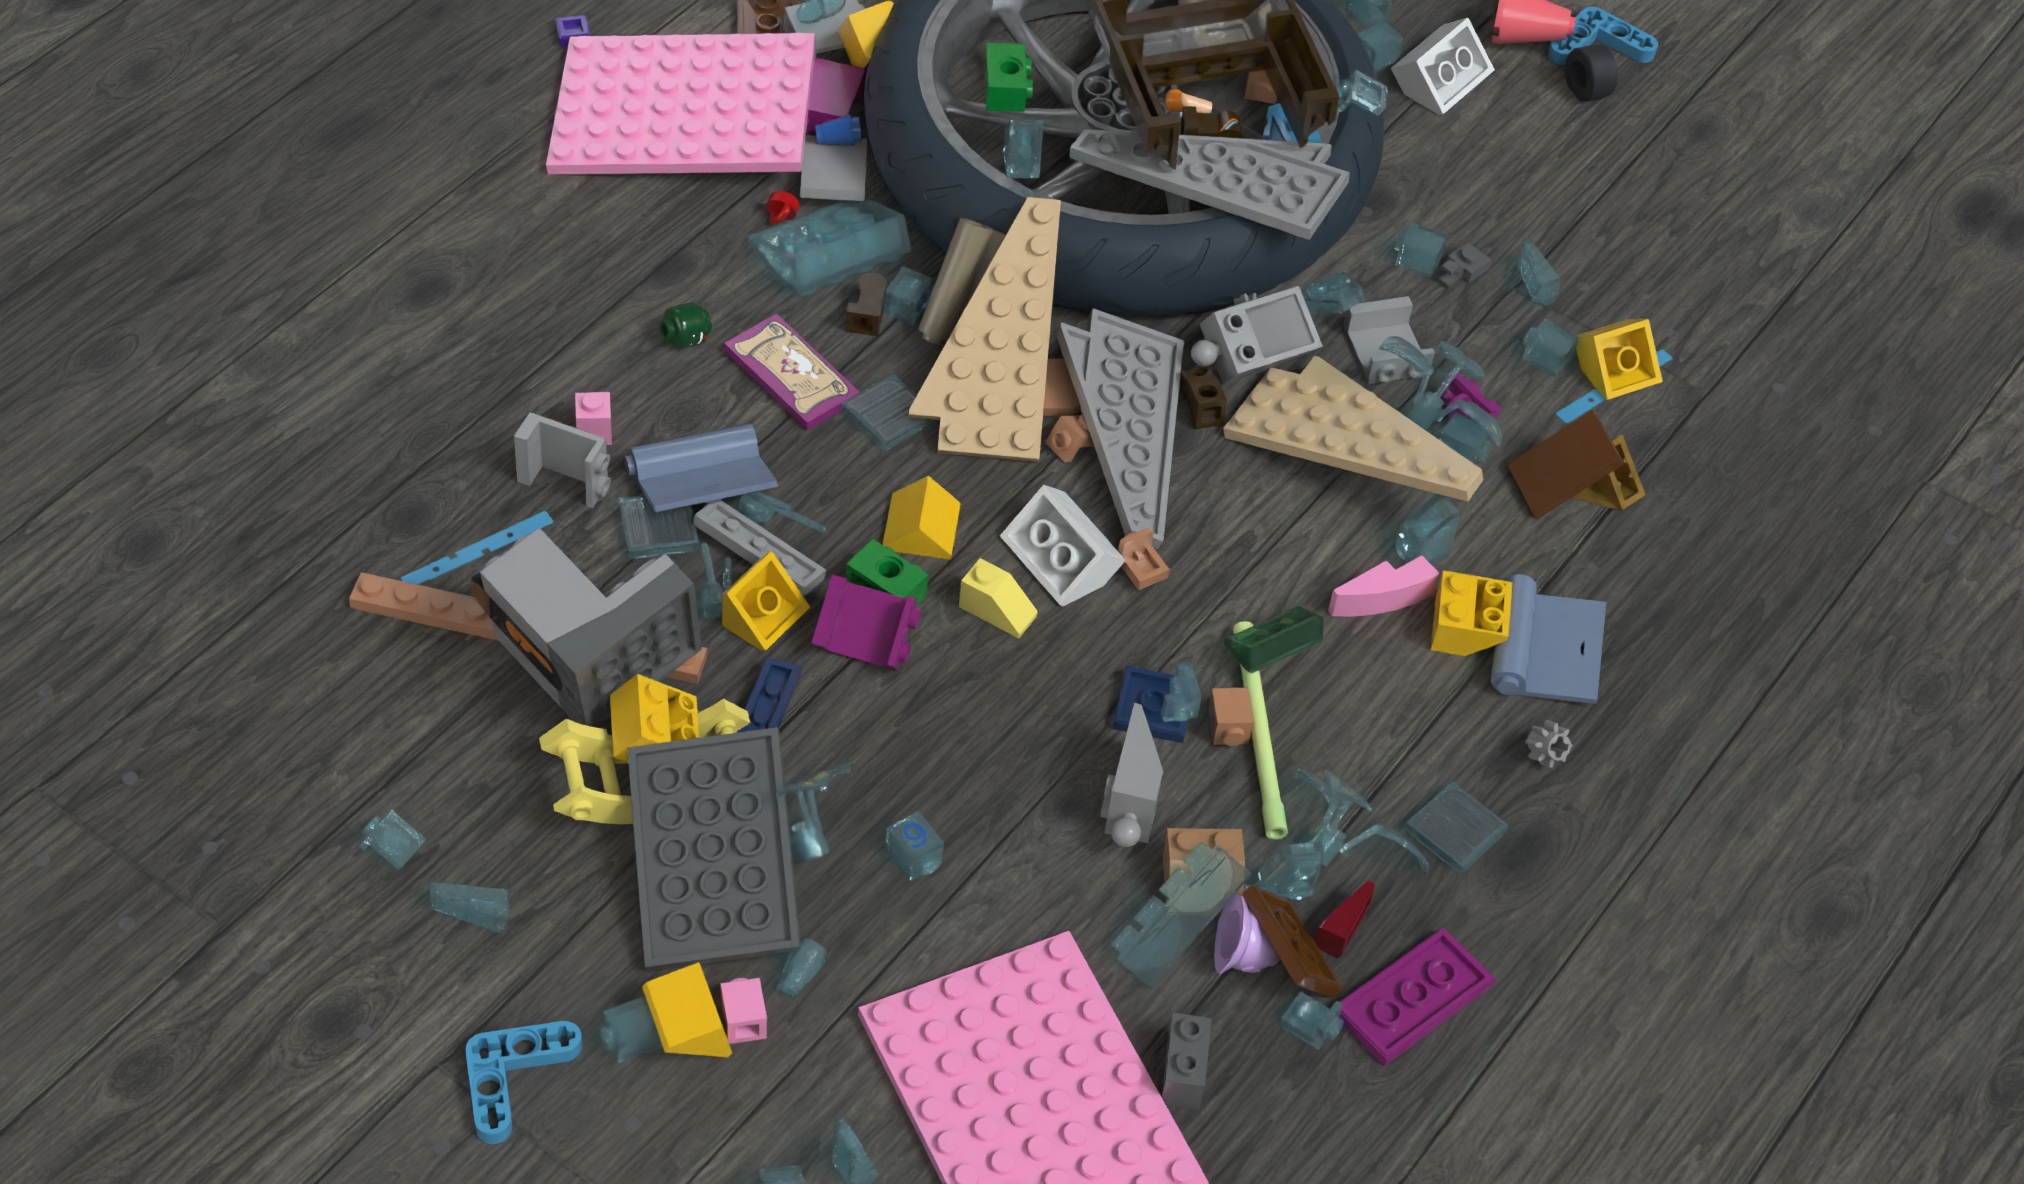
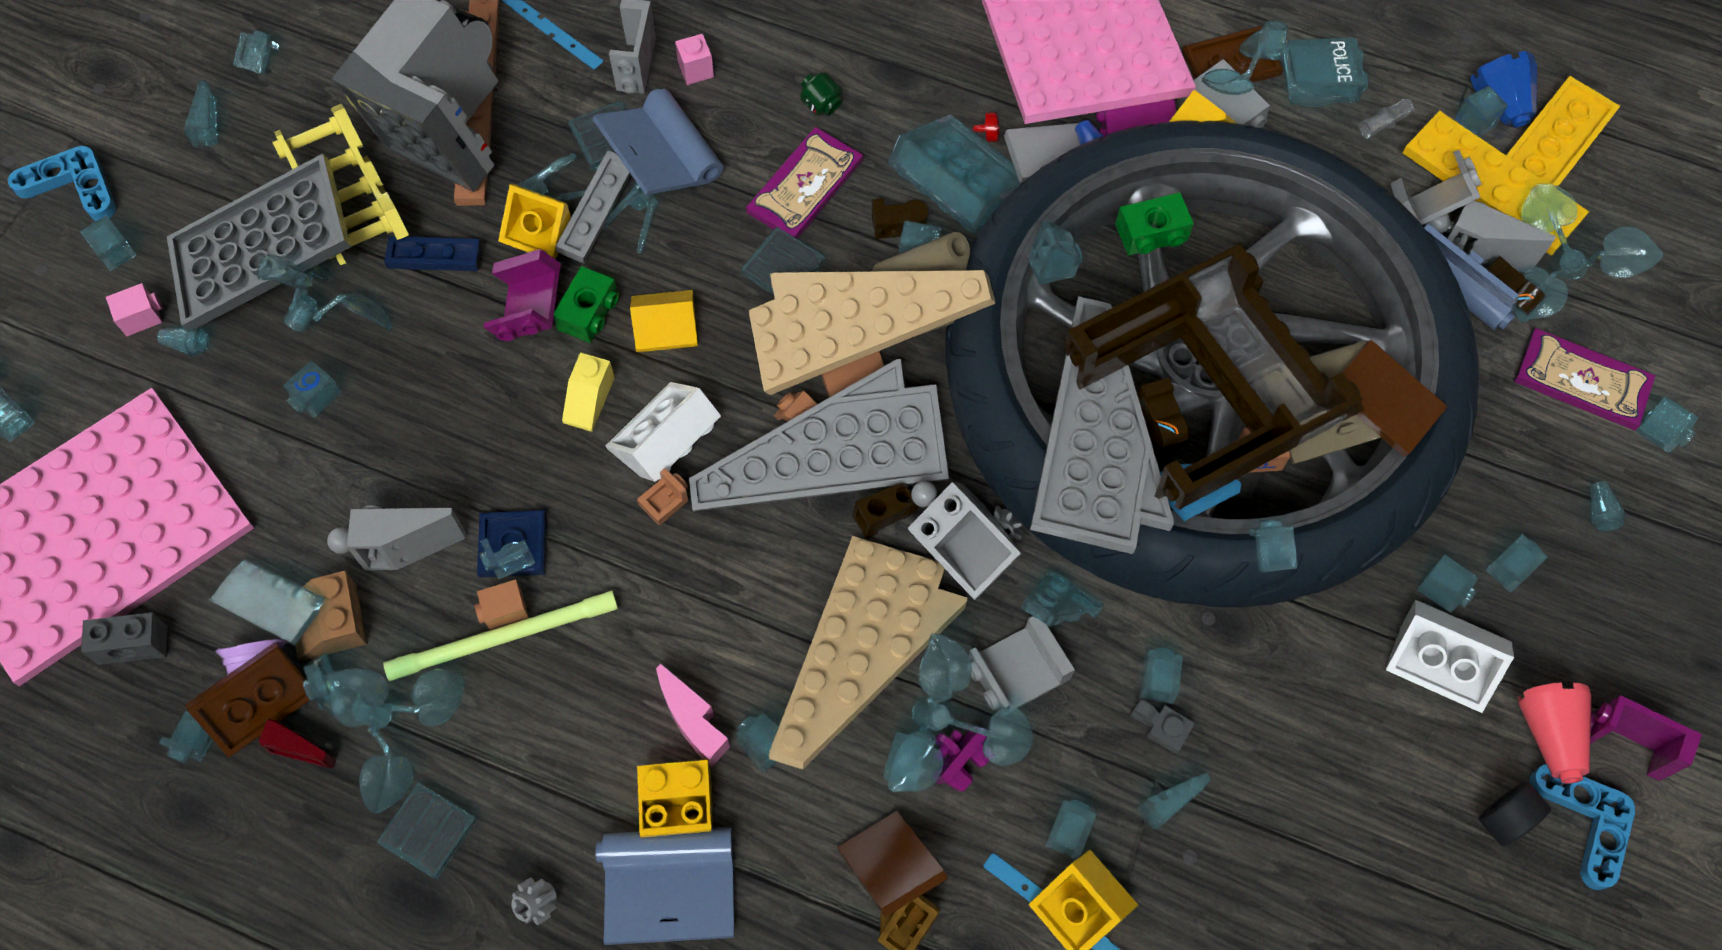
camera: 80 degrees right, 15 degrees up
(650, 714) = (363, 172): yellow slope -> none
(686, 1013) = (113, 269): yellow slope -> none
(1176, 100) = (1192, 379): arm -> none
(1276, 638) = (602, 627): clear green slope -> none
(1414, 996) = (233, 823): magenta tile -> none

